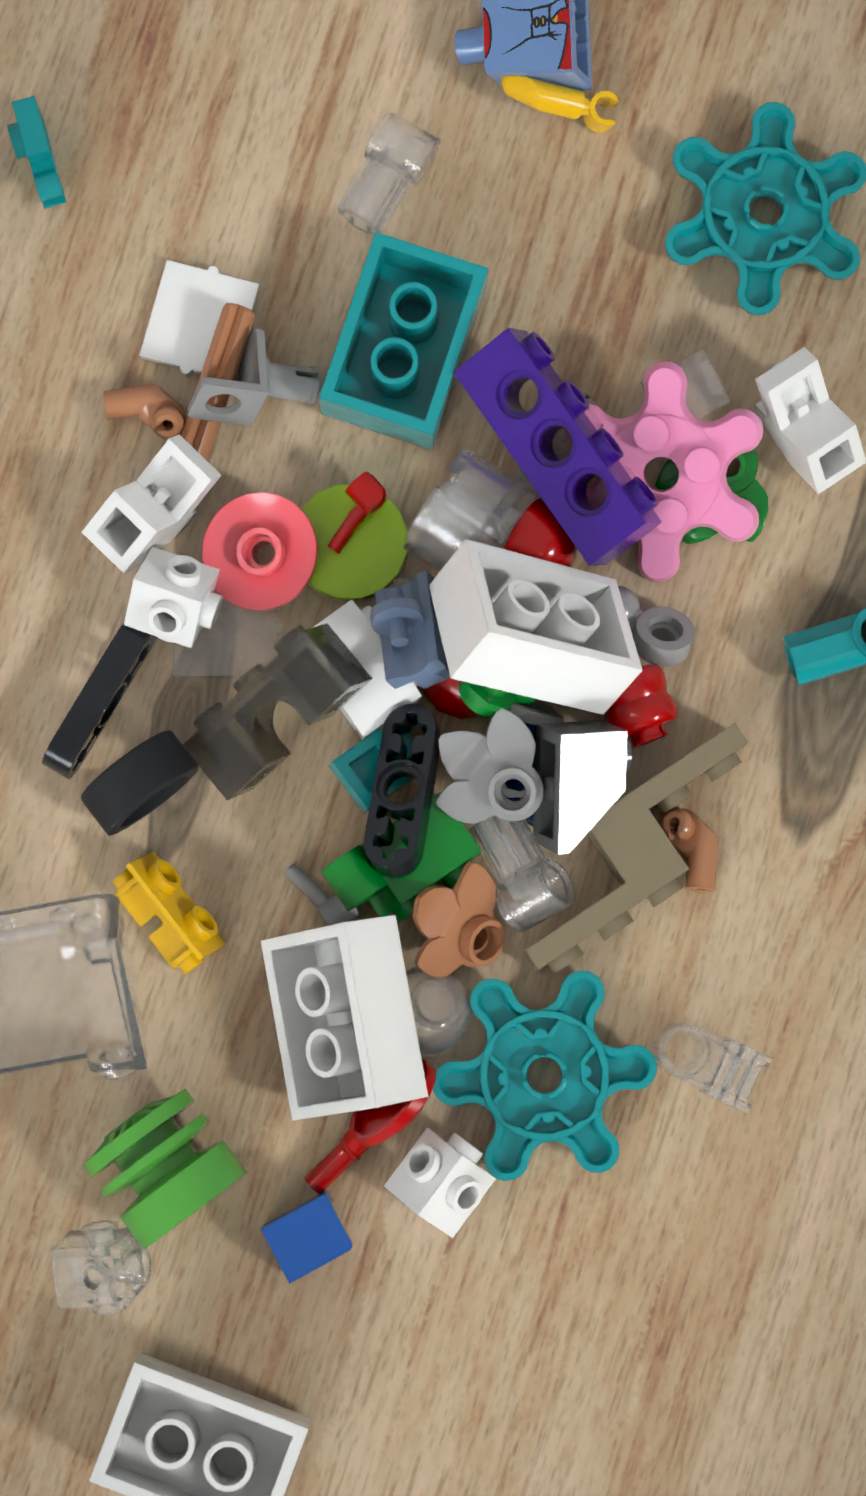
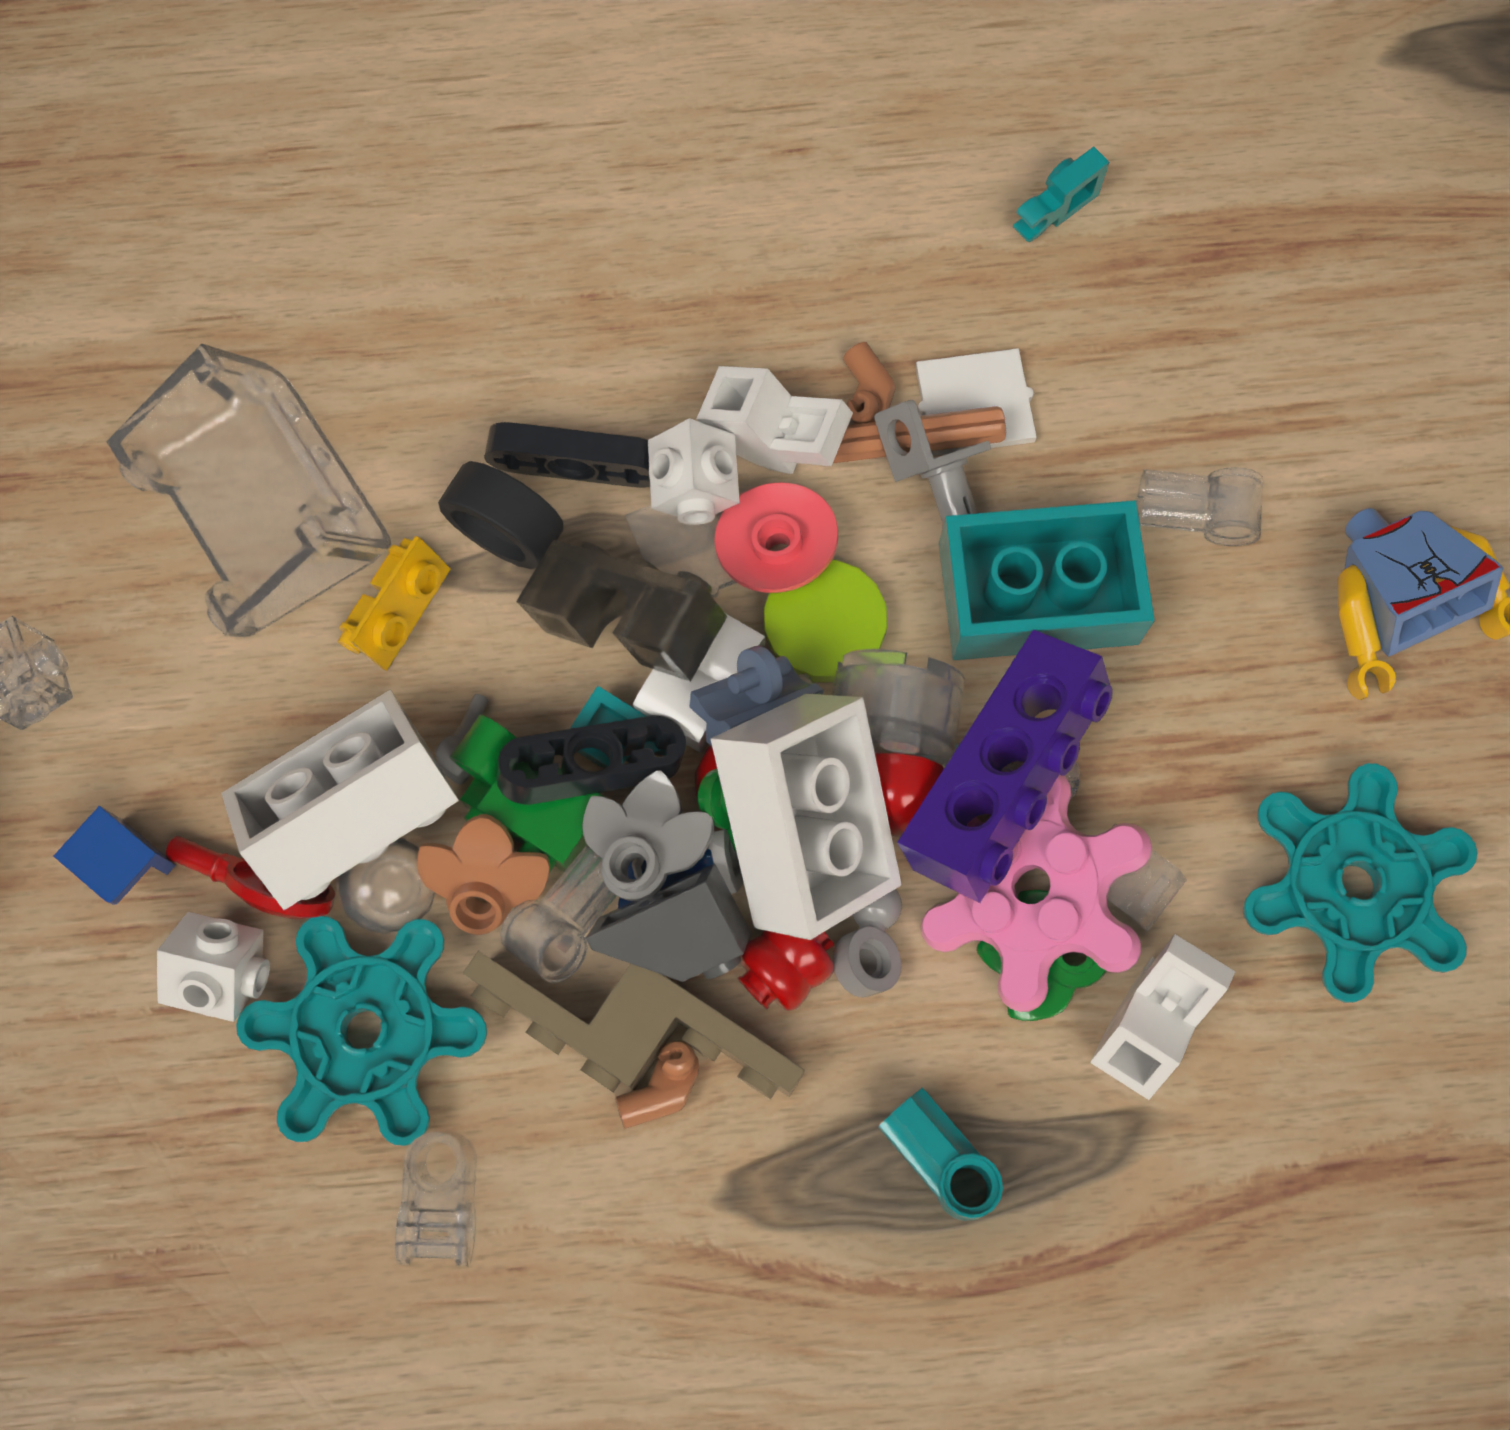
camera: 70 degrees right, 10 degrees down
(163, 1167) = (128, 687): bright green wheel -> none
(368, 497) = (874, 614): red hand -> none

